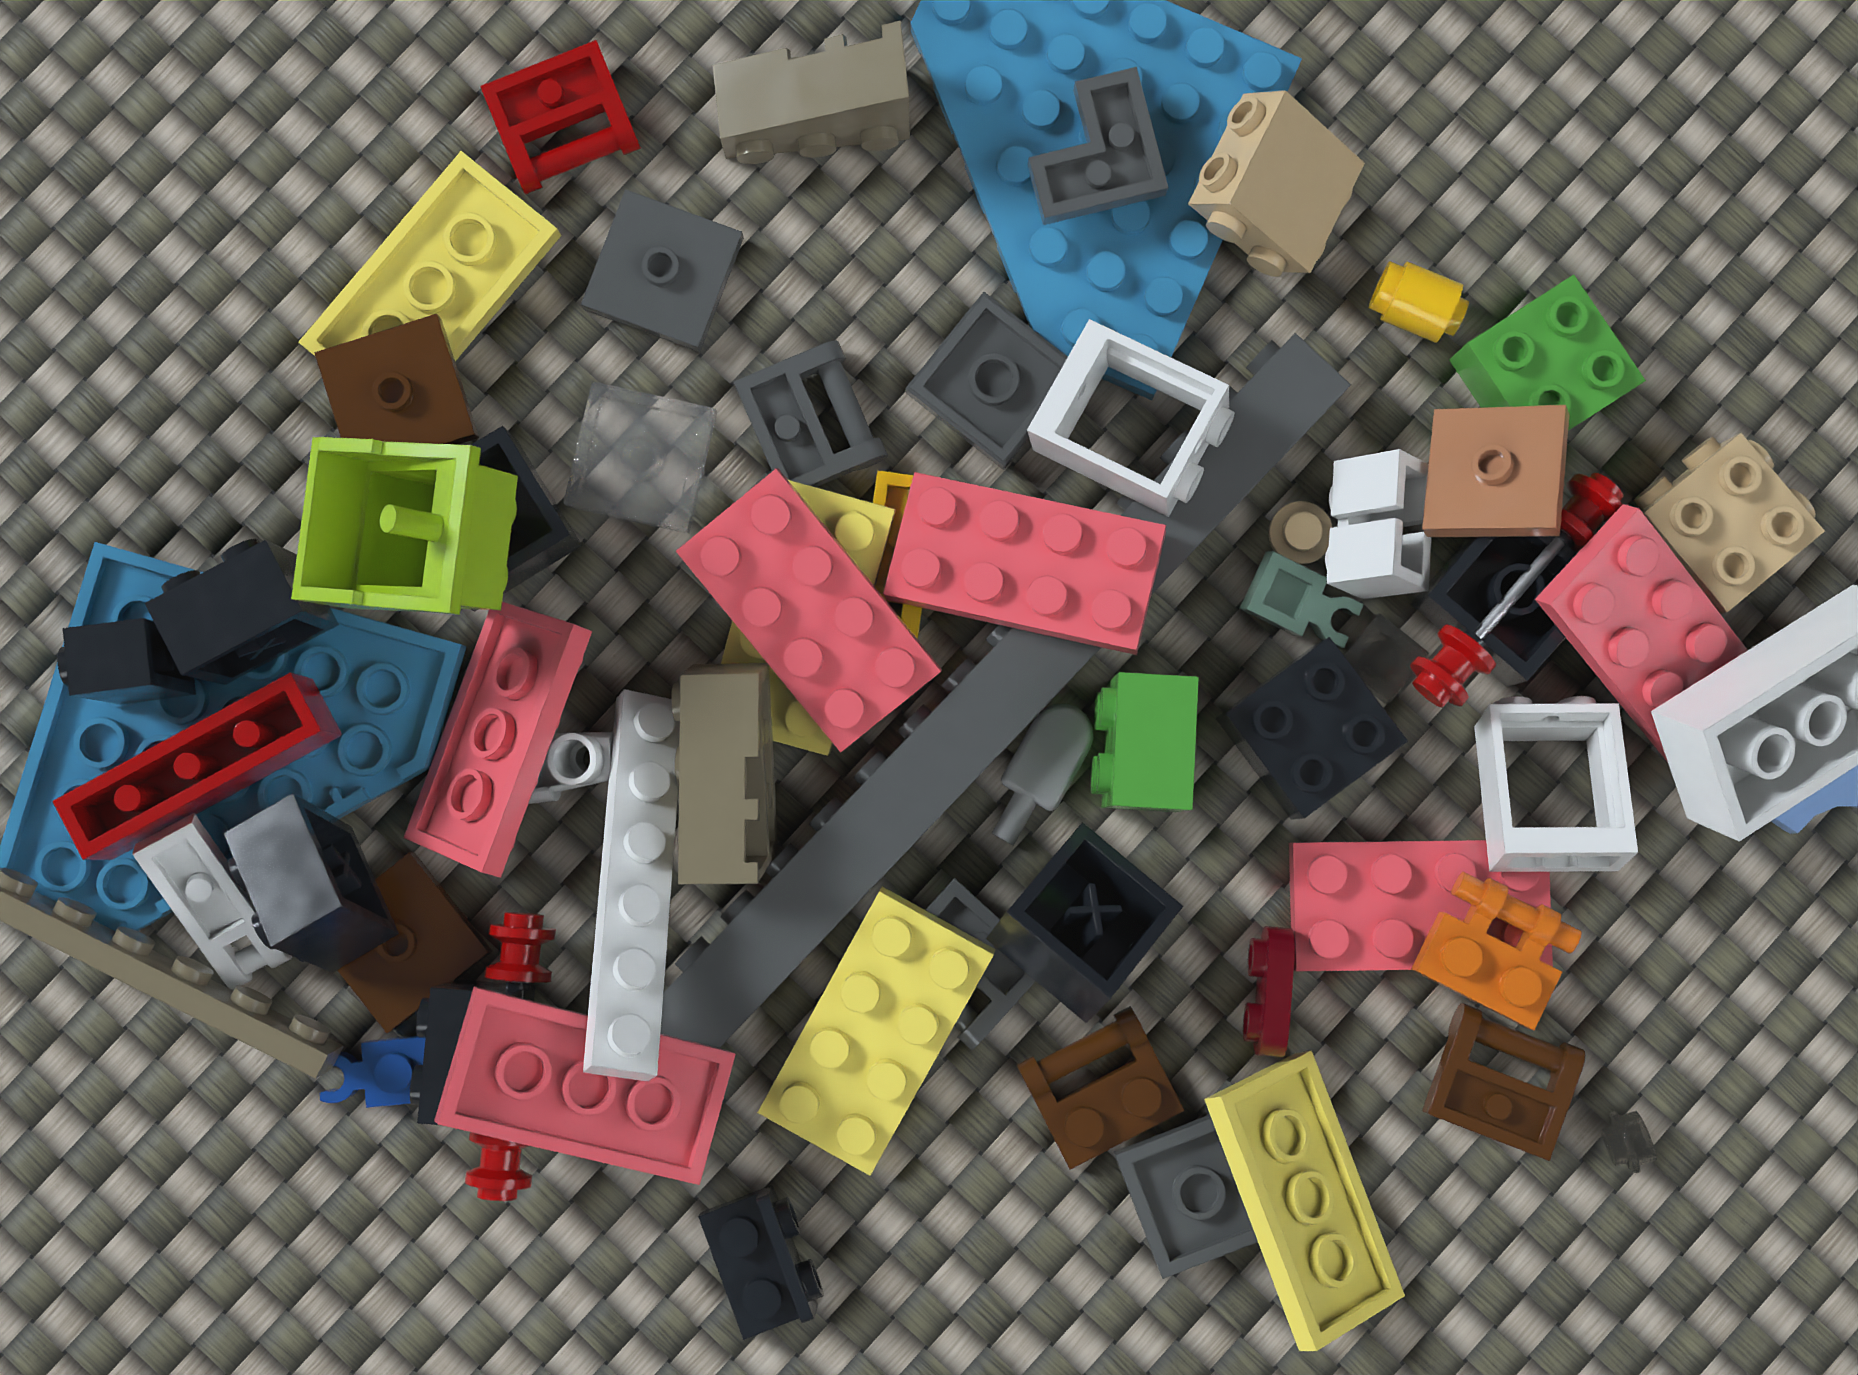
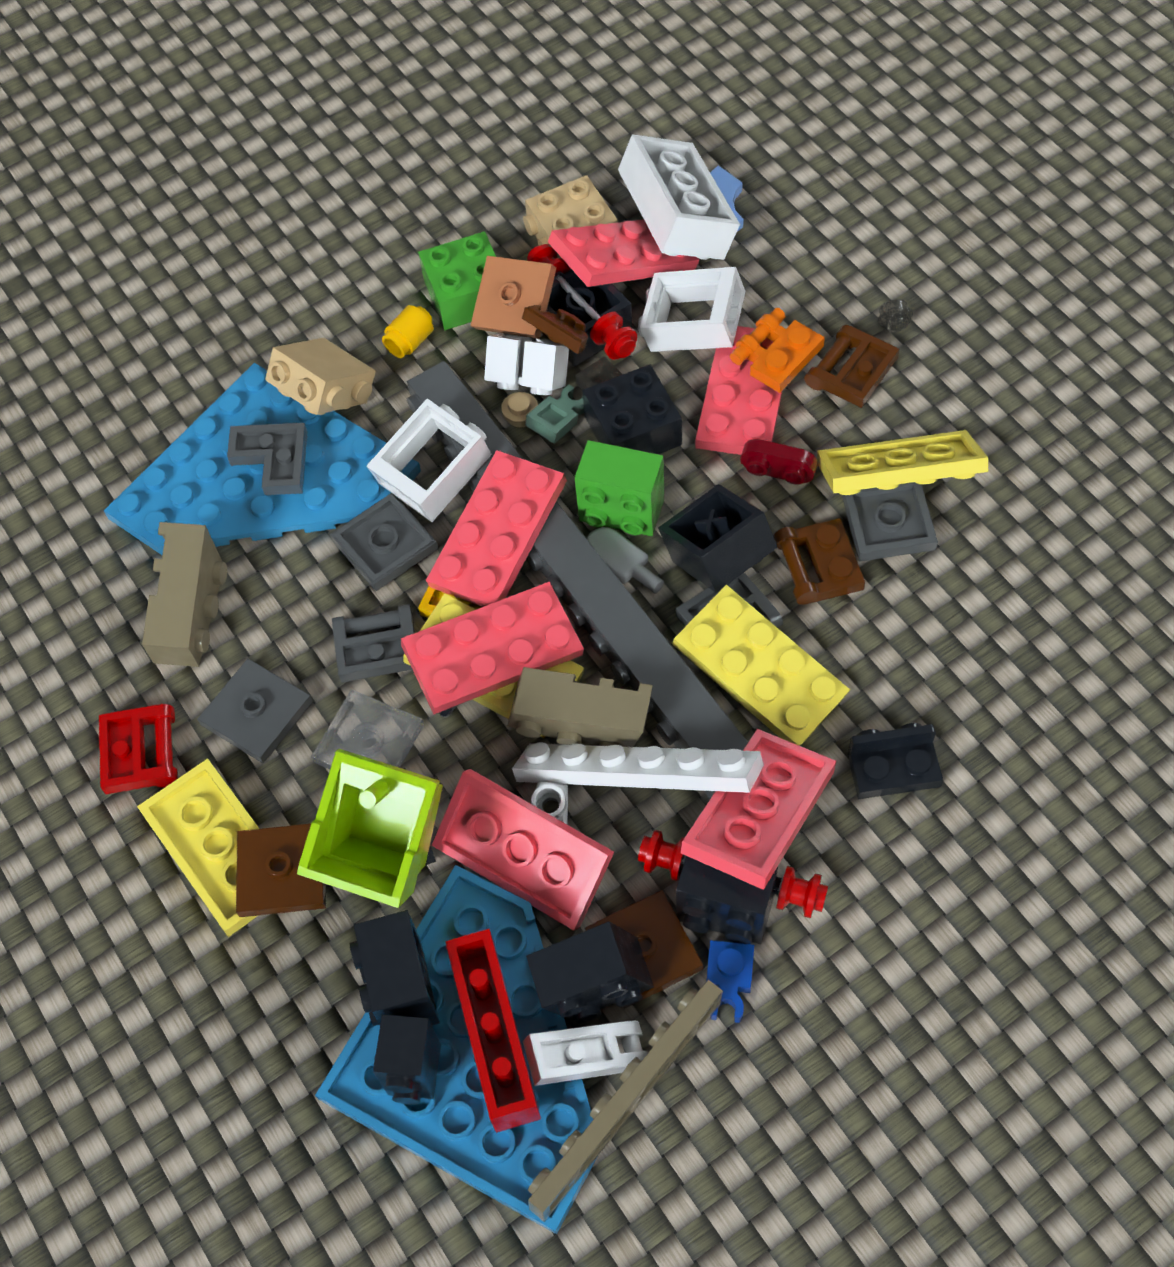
camera: 70 degrees left, 25 degrees down
(1435, 572) = (560, 327): none -> reddish brown plate

